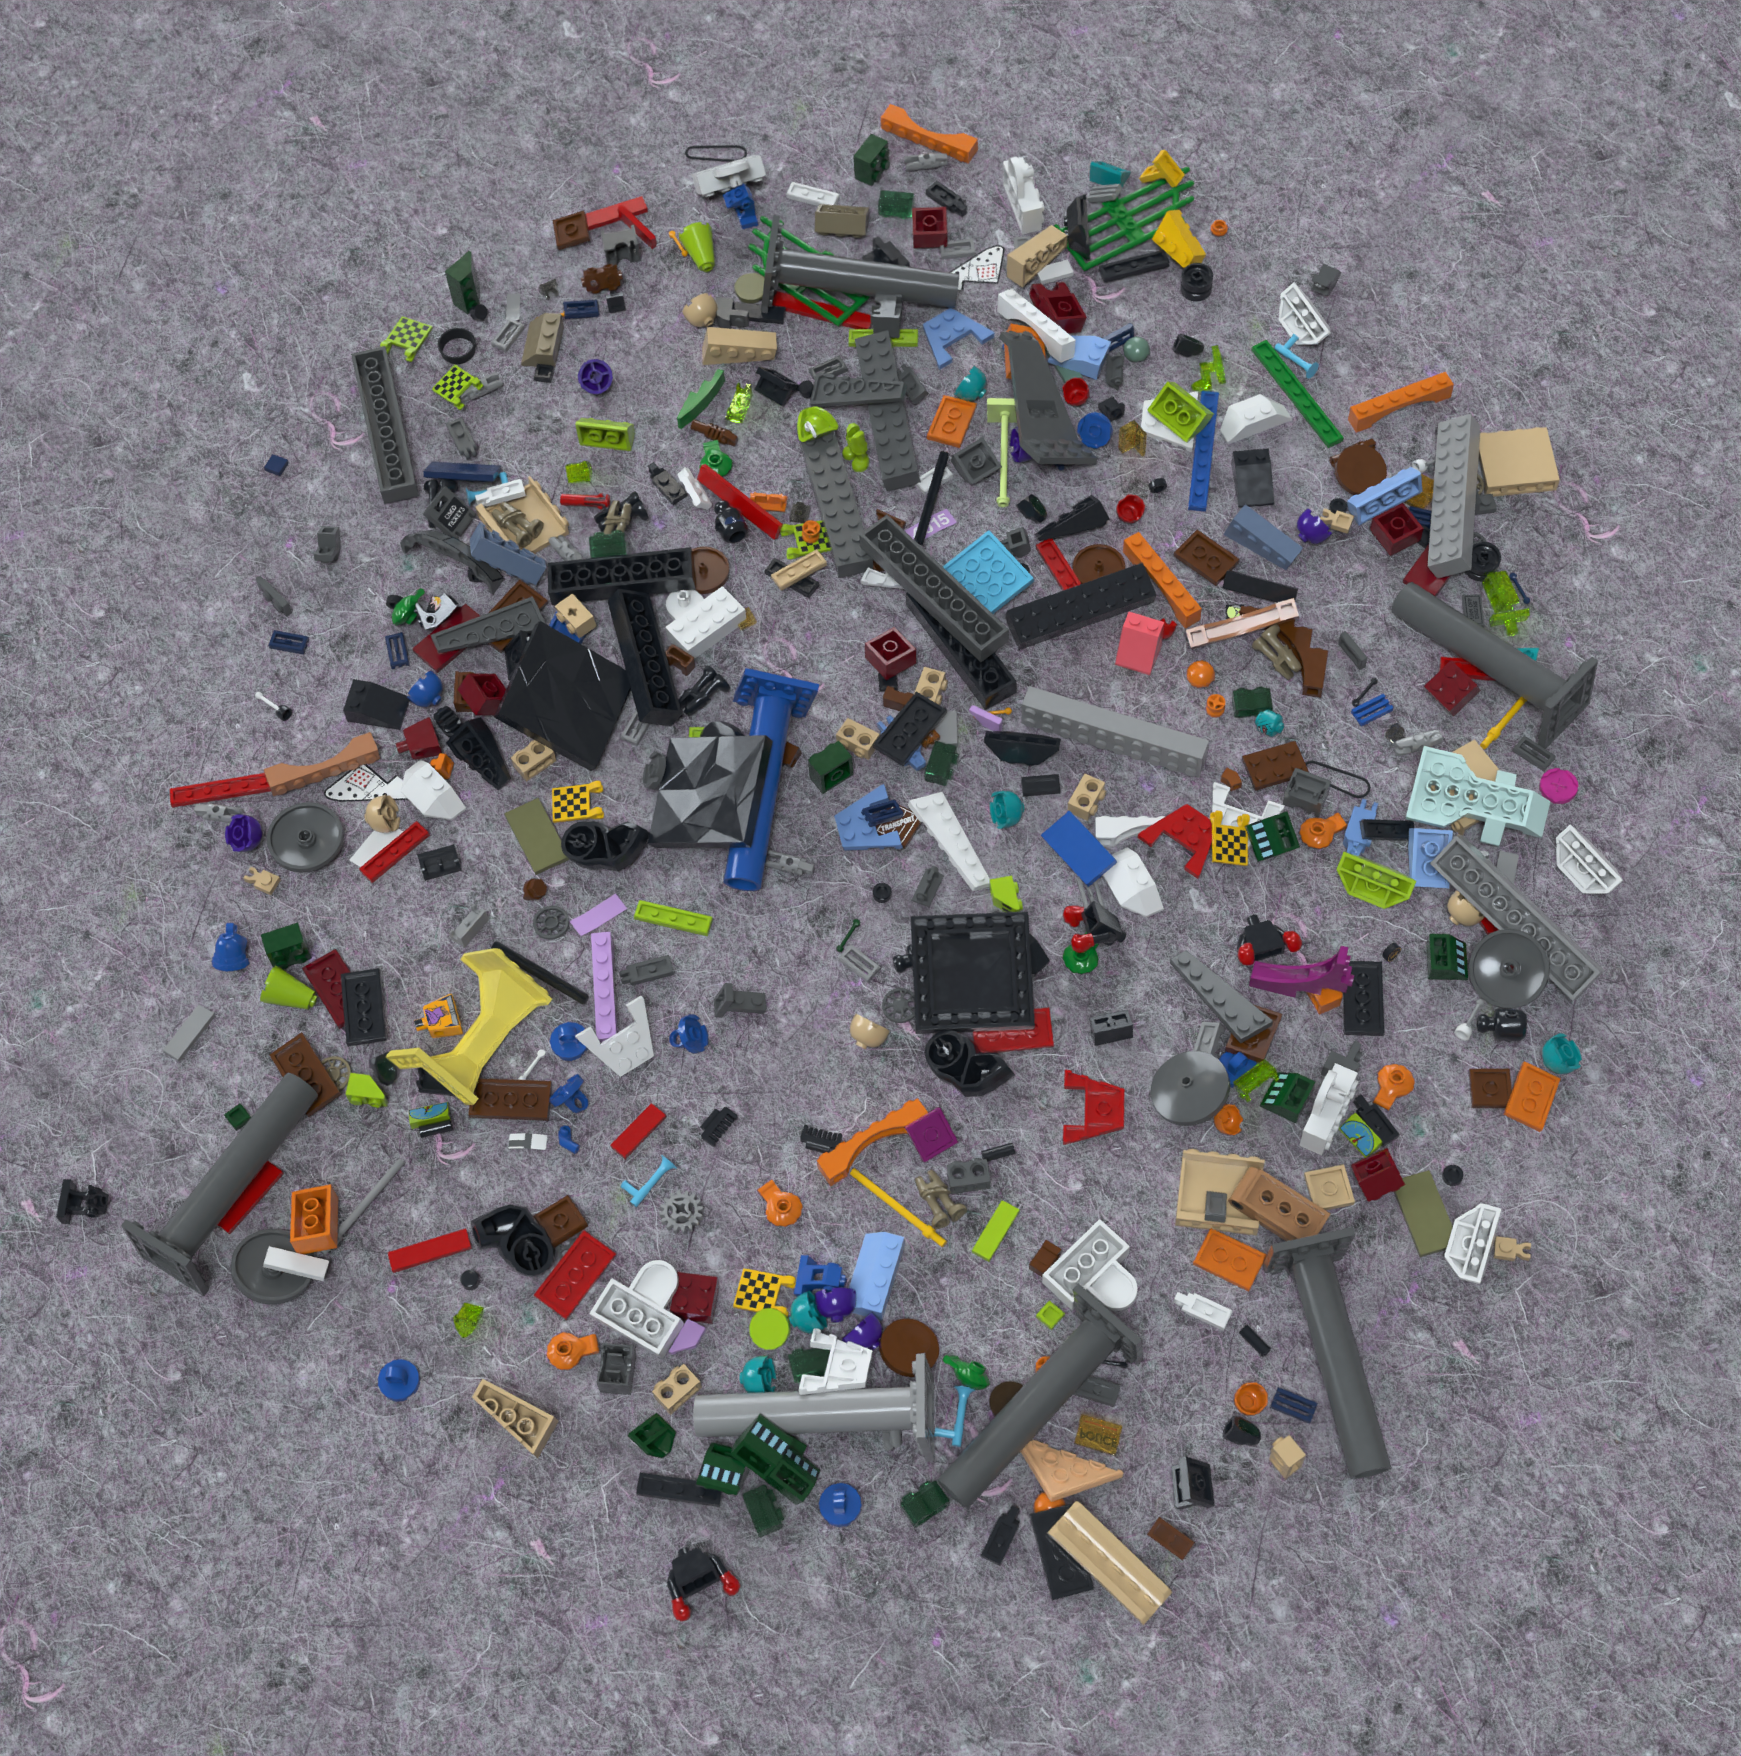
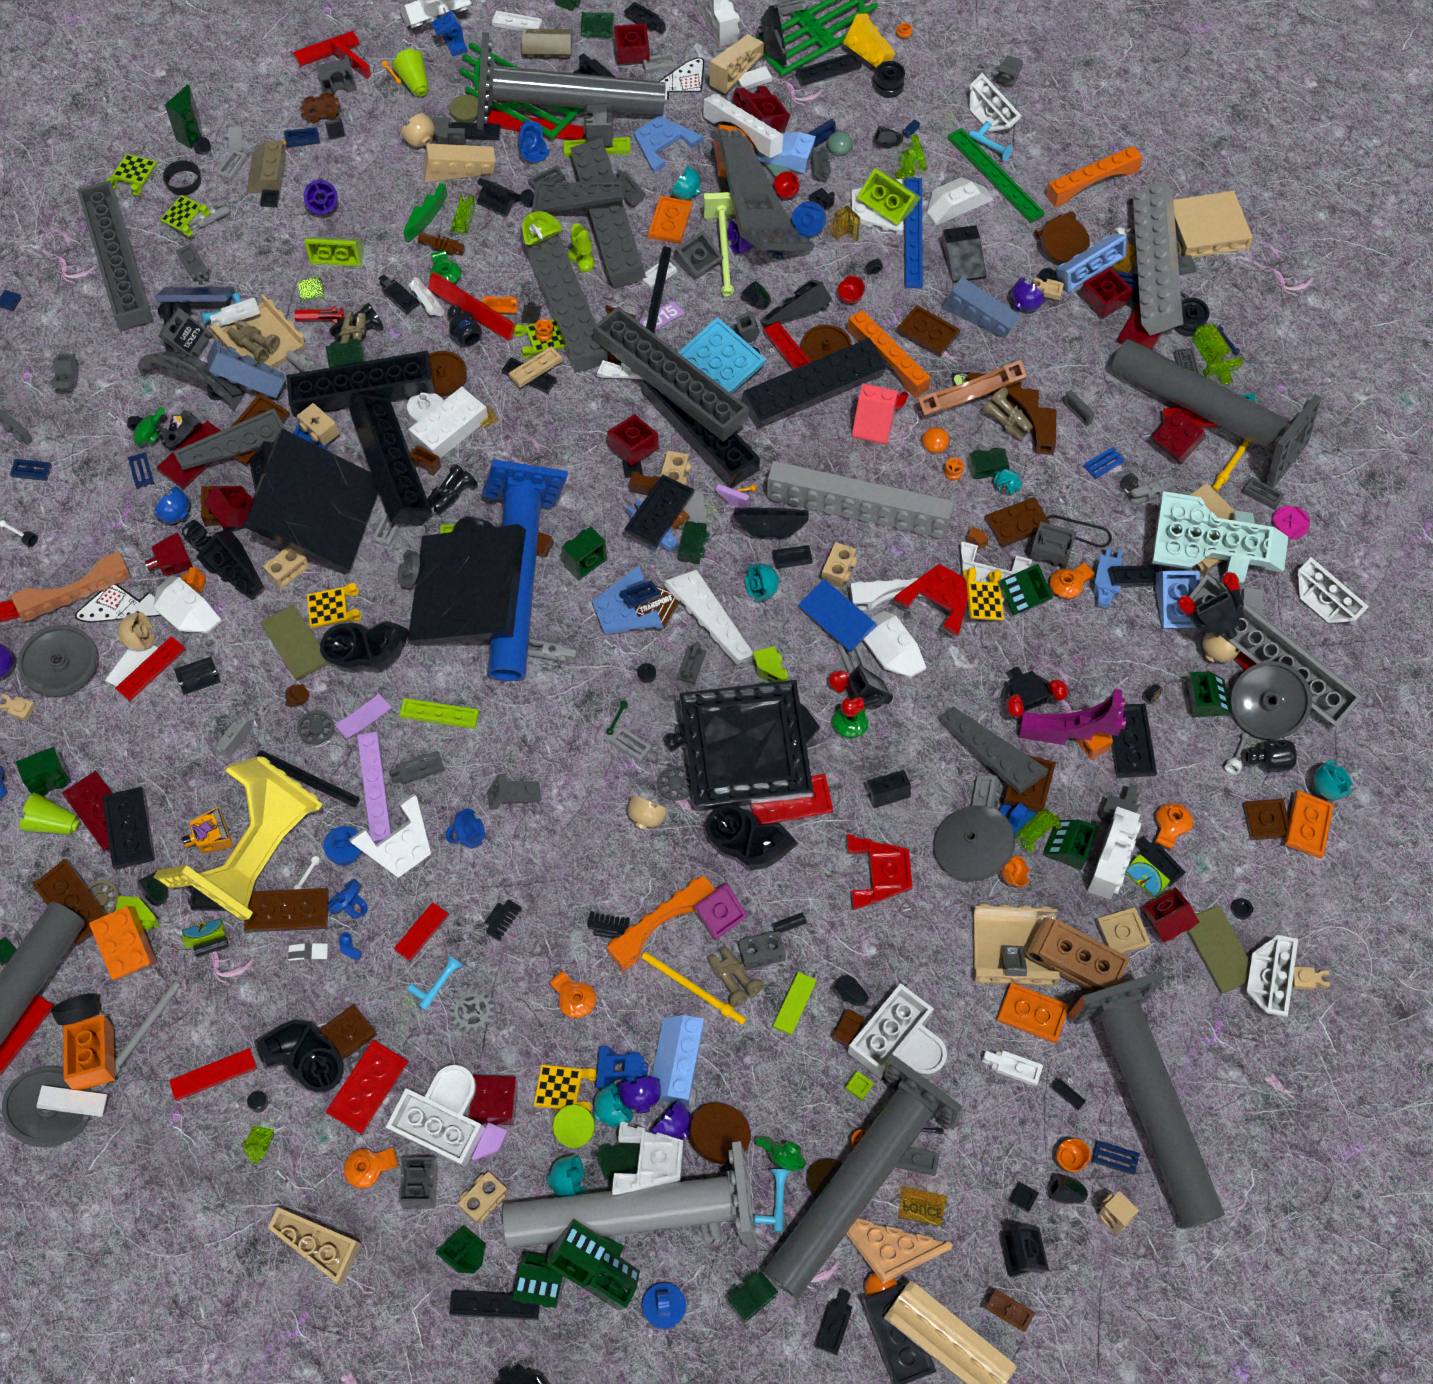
camera: 10 degrees left, 0 degrees up
(304, 1177) = (75, 1009): none -> black tyre
(352, 1118) = (123, 943): none -> orange brick
(375, 705) = (122, 525): black slope -> none
(398, 1380) = (189, 1215): blue tile -> none
(547, 287) = (267, 118): clear smoke tile -> none
(571, 230) = (287, 65): reddish brown tile -> none
(762, 1510) = (584, 1321): clear green brick -> none
(815, 329) = (531, 142): none -> blue helmet
(860, 735) = (610, 521): tan brick -> none
(1051, 1223) = (850, 991): none -> black rock
(1199, 1435) = (1024, 1197): none -> black tile
(1213, 337) = (911, 128): none -> dark blue piece
(1258, 587) = (981, 354): black tile -> none
(1355, 702) = (1087, 456): black hinge -> none
(1374, 881) = (1128, 626): lime wedge -> none
(1464, 876) = (1220, 613): none -> black torso

